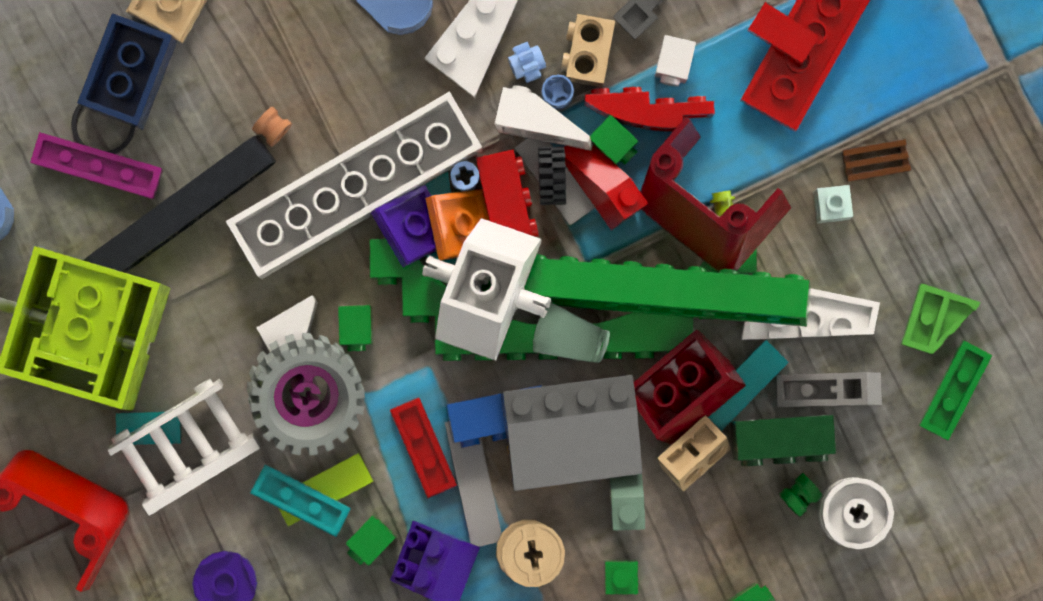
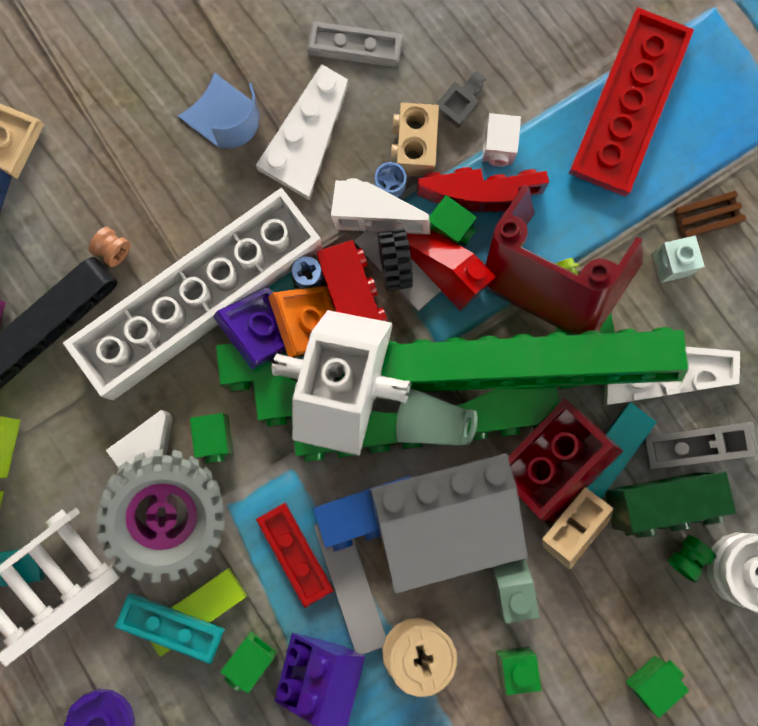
camera: 10 degrees left, 5 degrees down
(527, 62) = (356, 157): light blue gear -> none
(783, 33) = (604, 100): red tile -> none

